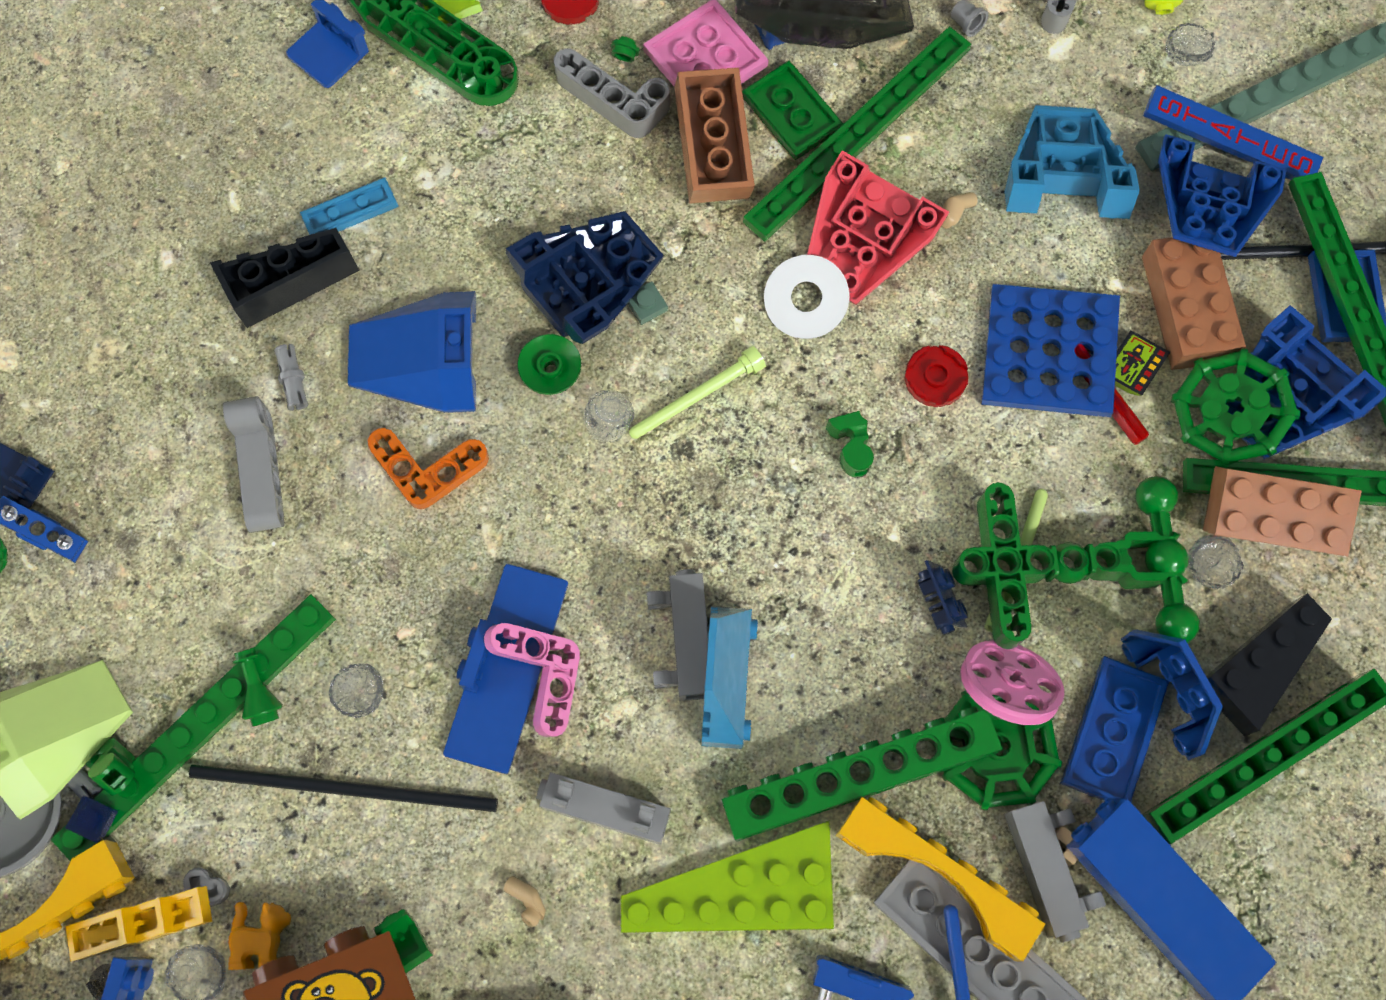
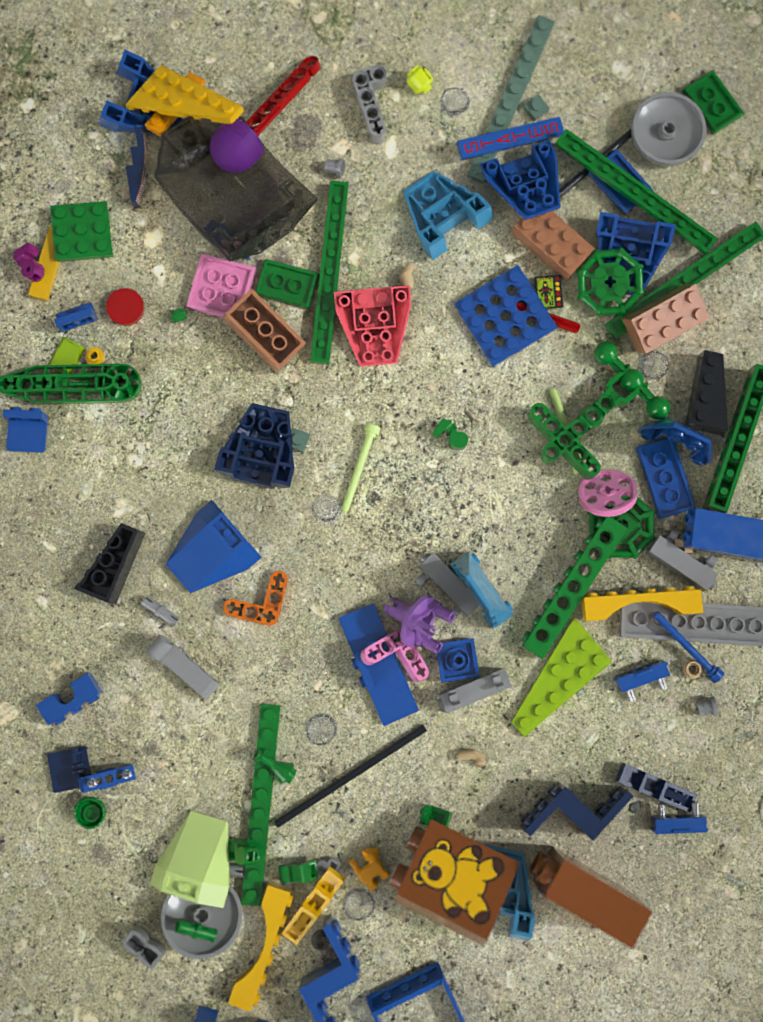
camera: 45 degrees left, 10 degrees up
(91, 819) = (253, 881): clear blue plate -> none
(113, 402) = (85, 690): none -> blue arch
(160, 860) = (298, 873): none -> green leg
(350, 208) = (112, 505): dark azure tile -> none
(491, 26) = (100, 356): none -> yellow plate
(547, 351) = (272, 500): green dish -> none
(576, 72) = (189, 343): light grey beam -> none
(607, 647) = (418, 620): none -> medium lavender piece
(616, 747) = (458, 660): none -> blue plate
(815, 322) = (355, 373): white sticker -> none
(936, 375) = (462, 370): red tile -> none
(941, 581) = (556, 479): dark blue hinge -> none
(1298, 127) = (536, 107): none -> sand green plate

